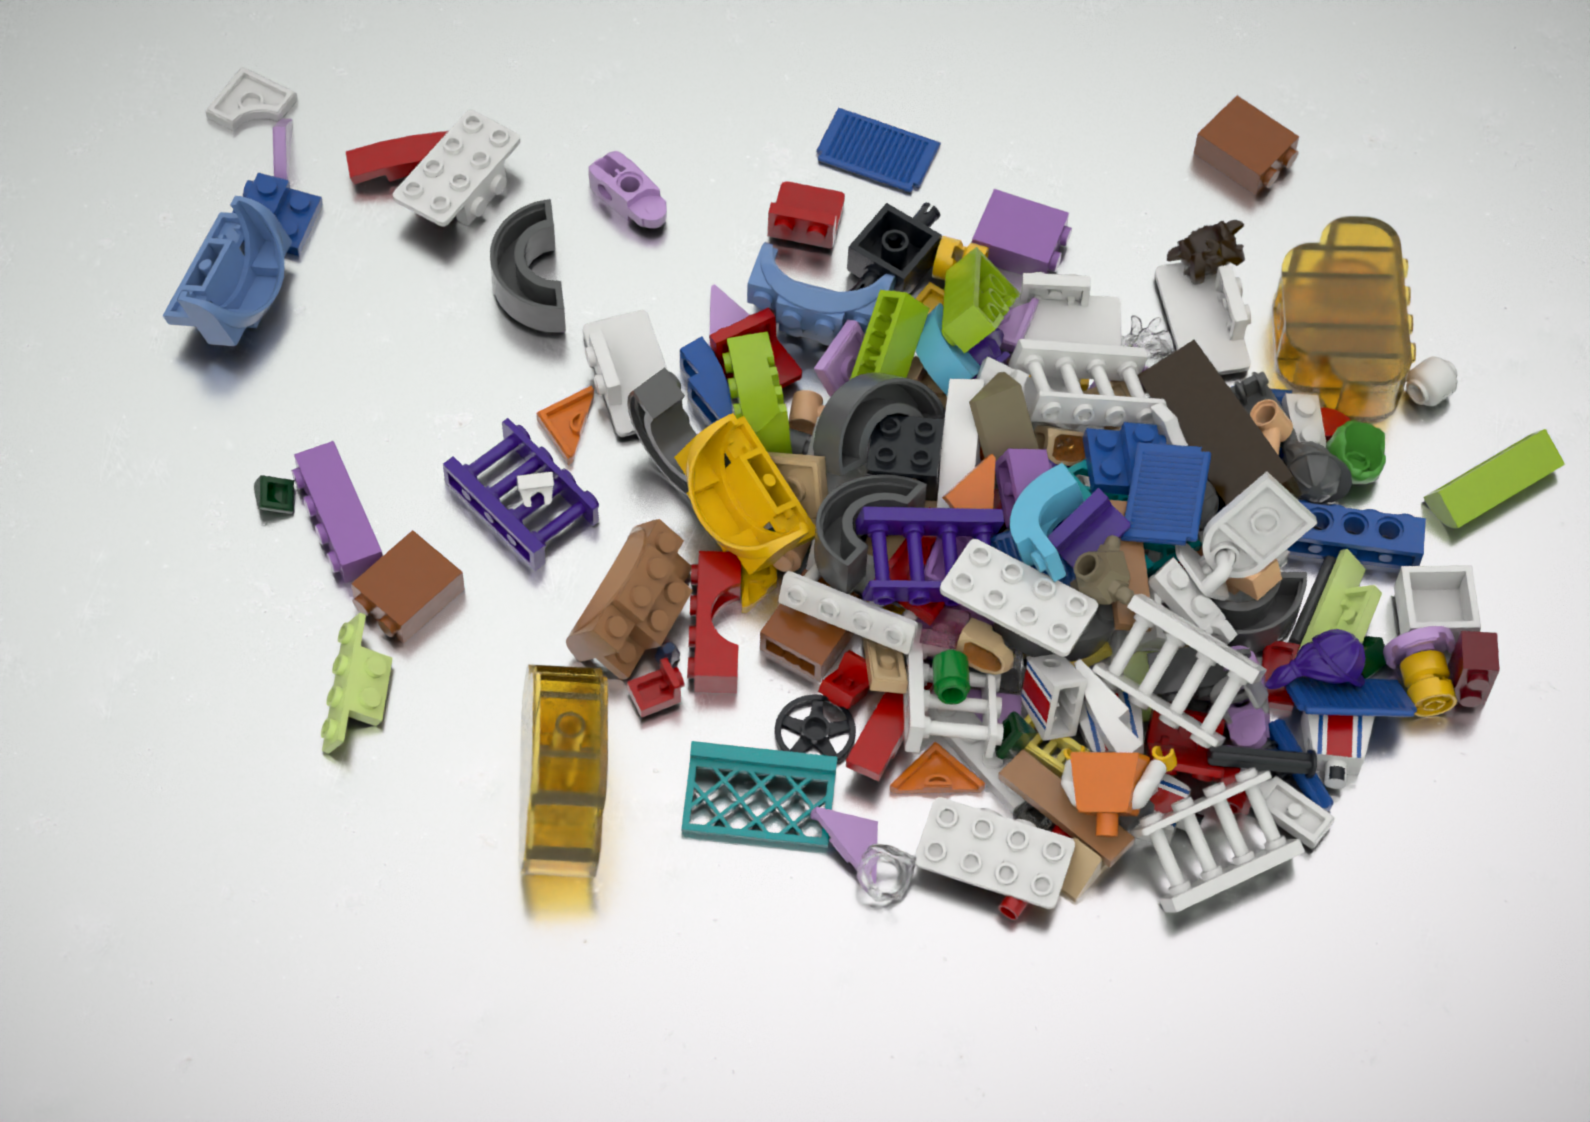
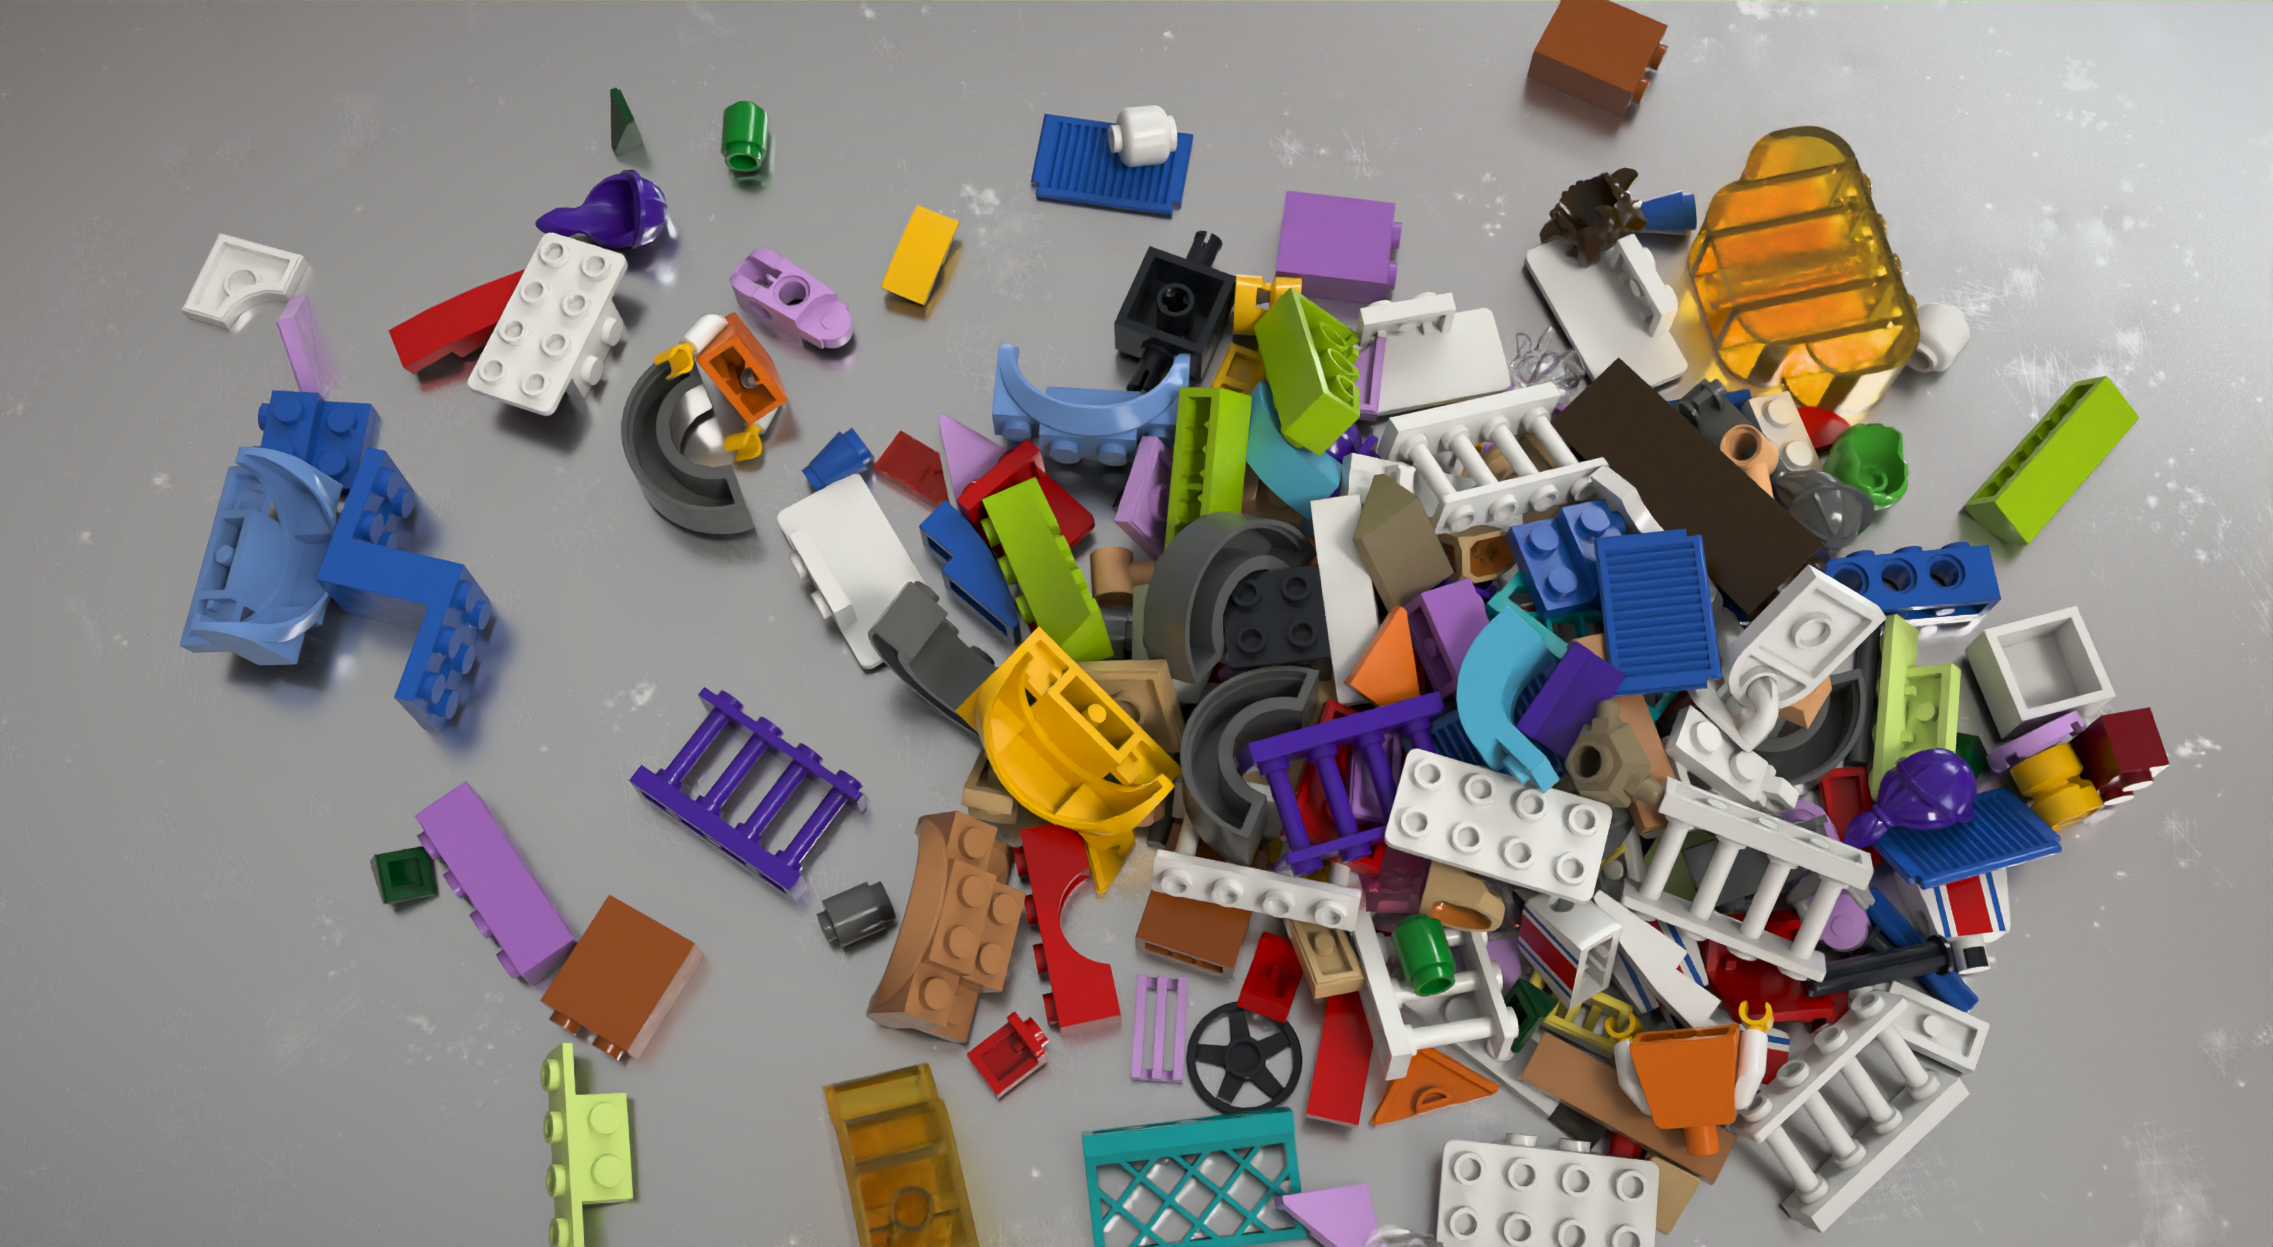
camera: 10 degrees left, 10 degrees up
(319, 315) = (404, 590): none -> blue bracket
(522, 108) = (615, 214): none -> dark purple piece
(535, 483) = (766, 781): white tile -> none
(539, 54) = (624, 130): none -> dark green slope
(566, 421) = (787, 663): orange tile -> none
(573, 582) = (855, 913): none -> dark grey brick
(581, 224) = (738, 369): none -> orange torso
(622, 77) = (744, 136): none -> green brick
(635, 298) = (838, 459): none -> blue cone
(667, 650) = (1013, 996): dark blue bar -> none
(684, 316) = (914, 469): none -> clear red tile
(687, 526) = (987, 796): none -> tan slope
(725, 180) = (920, 255): none -> yellow slope
(770, 674) = (1160, 984): none -> lavender tile
(806, 214) = (1041, 280): red bracket -> none
(903, 133) = (1143, 136): none -> white head
(1263, 262) = (1670, 214): none -> blue cone

